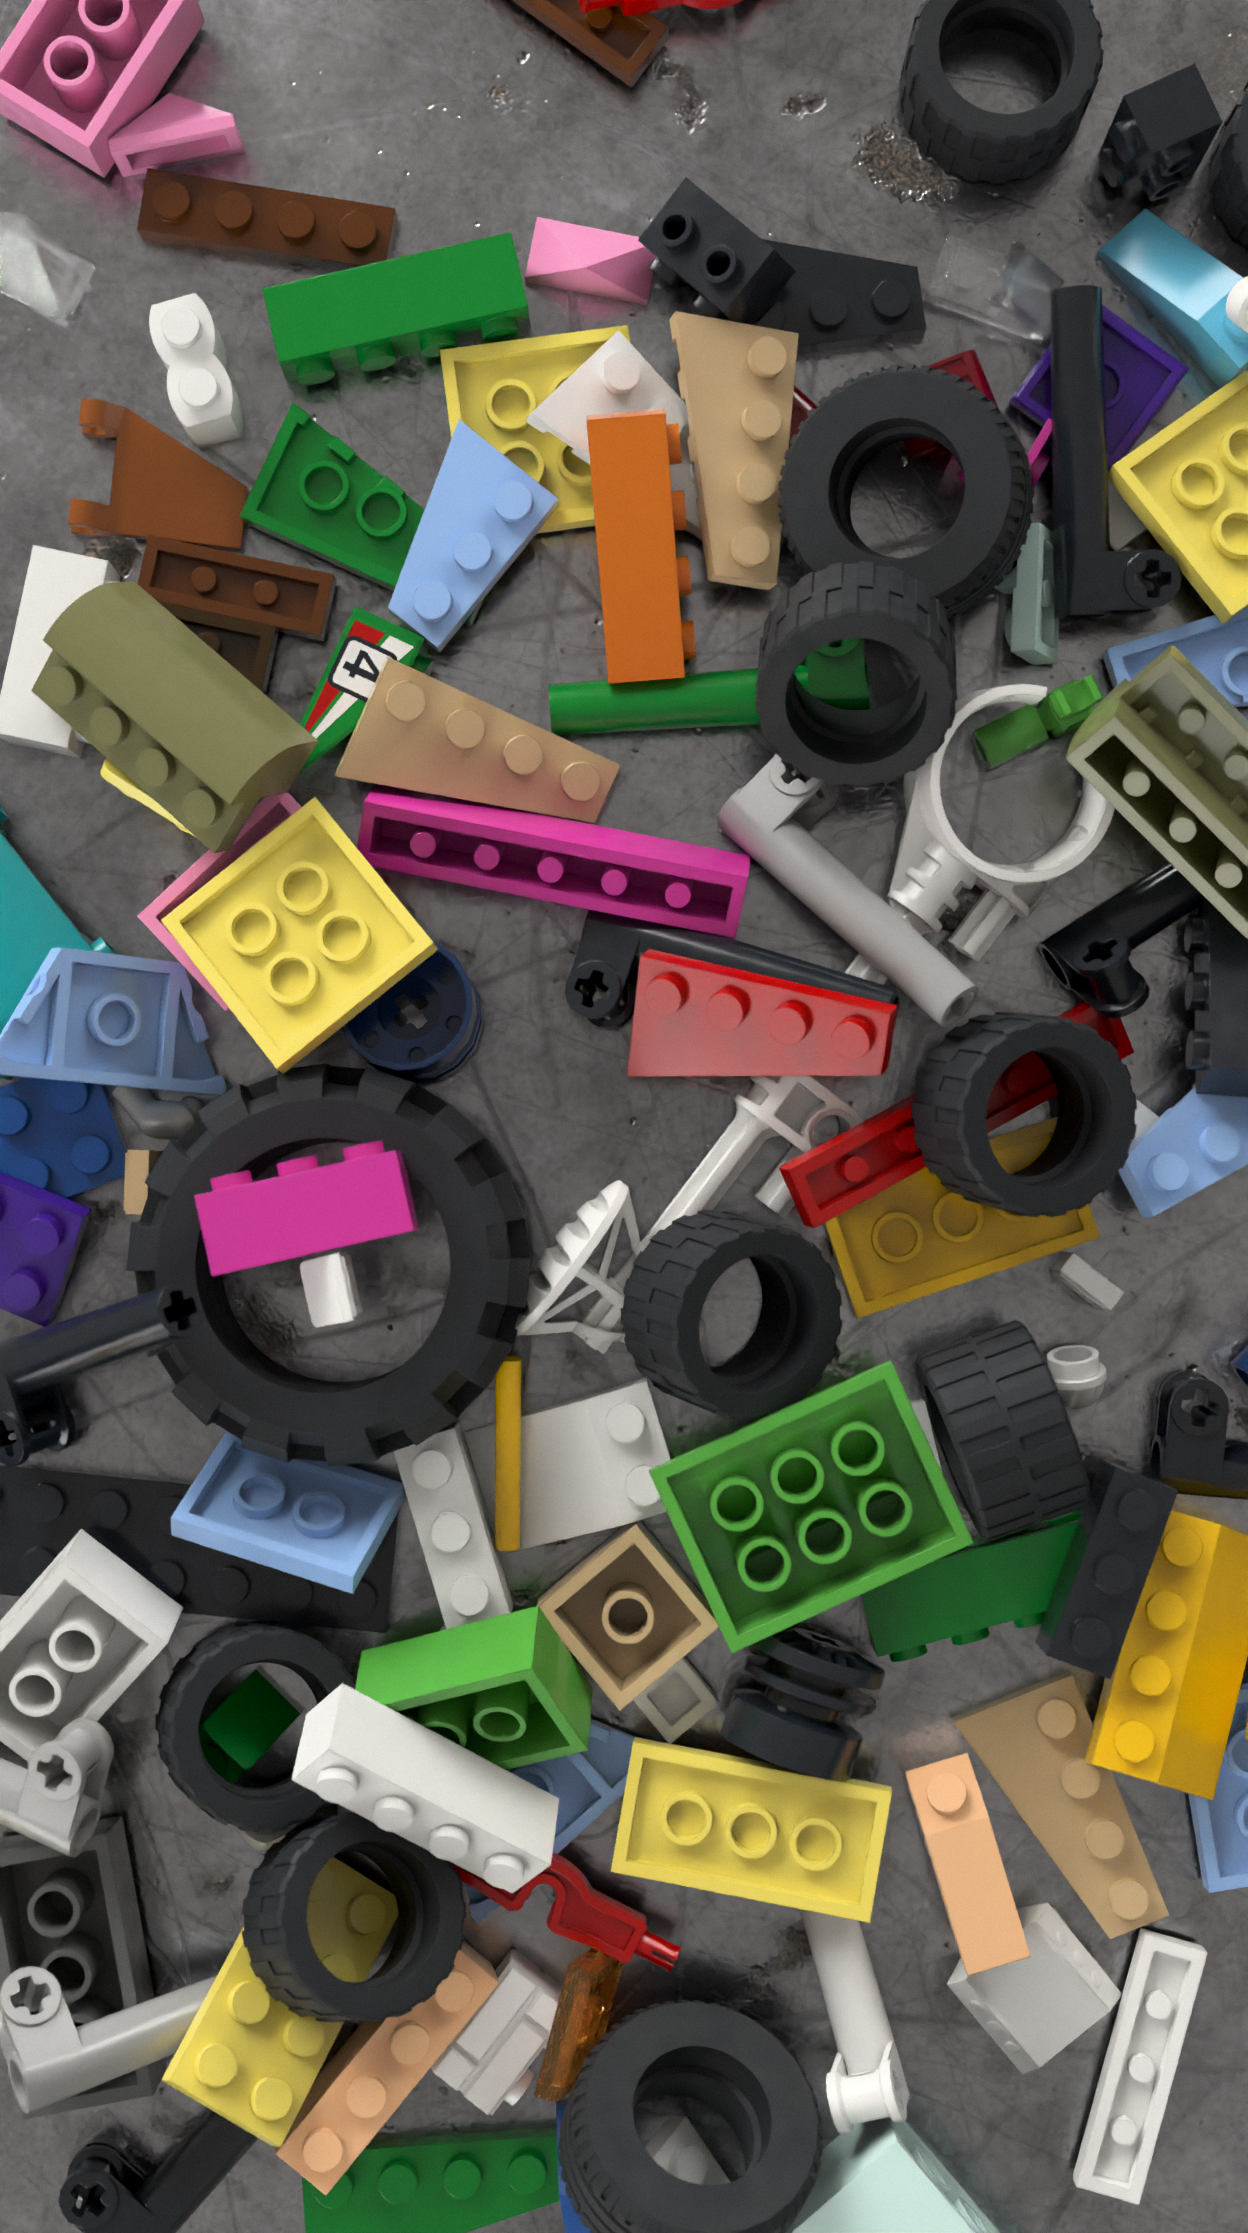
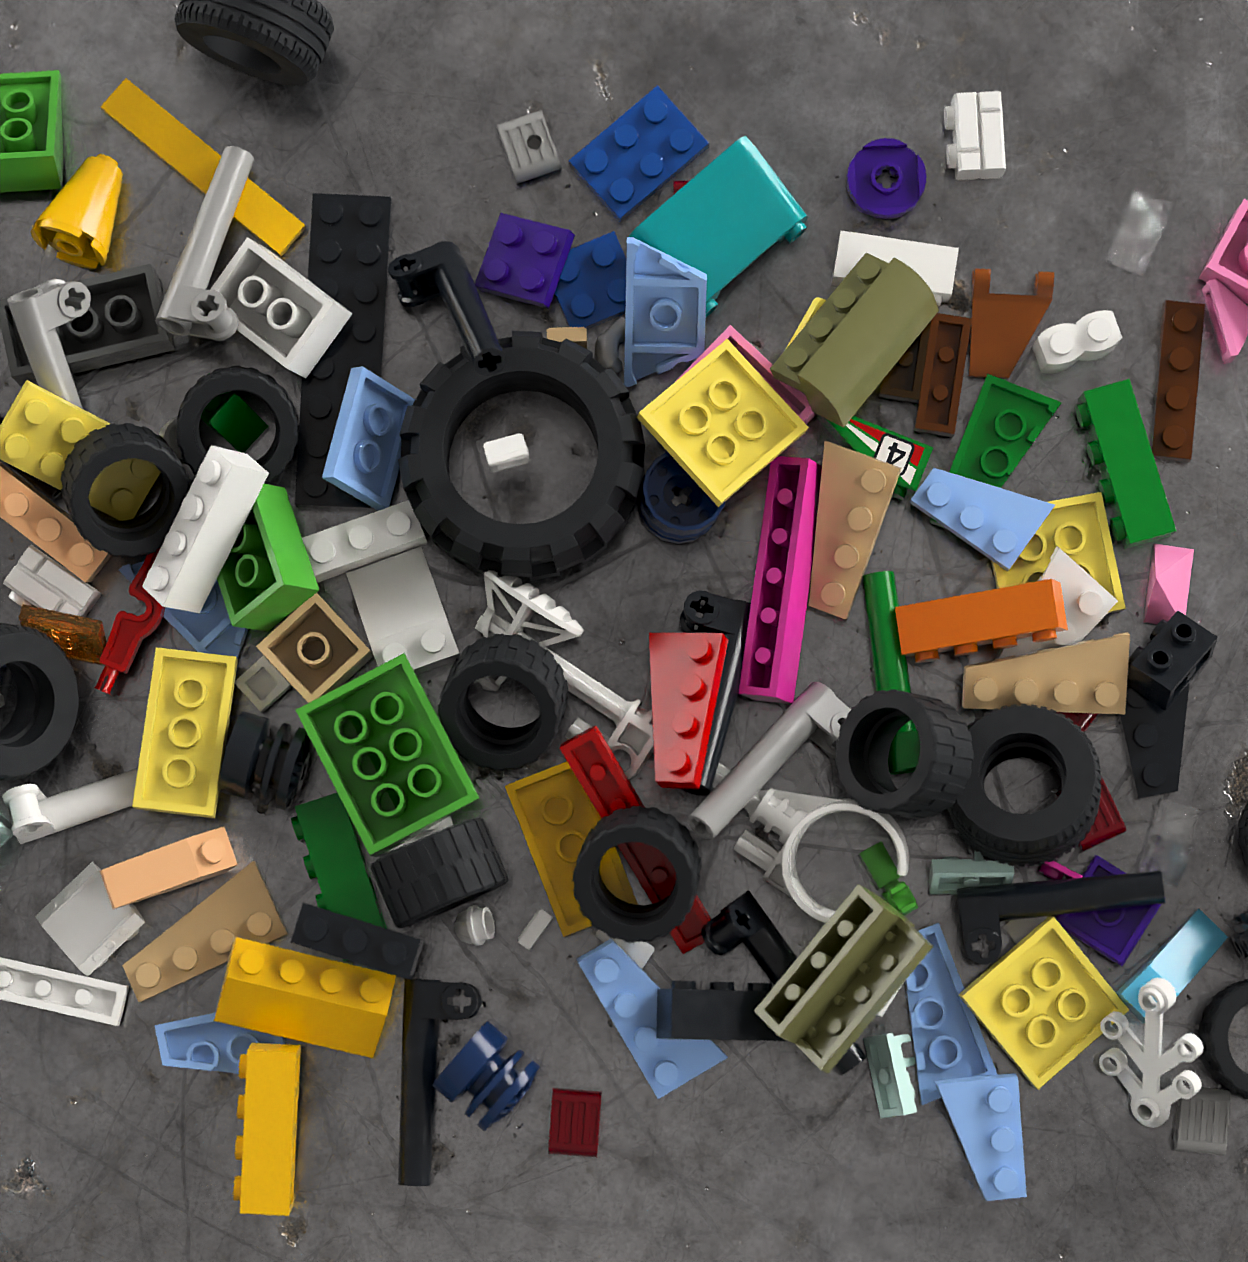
camera: 80 degrees right, 5 degrees down
(305, 1208) = (554, 434): dark pink brick -> none
(508, 1454) = (409, 571): yellow bar -> none

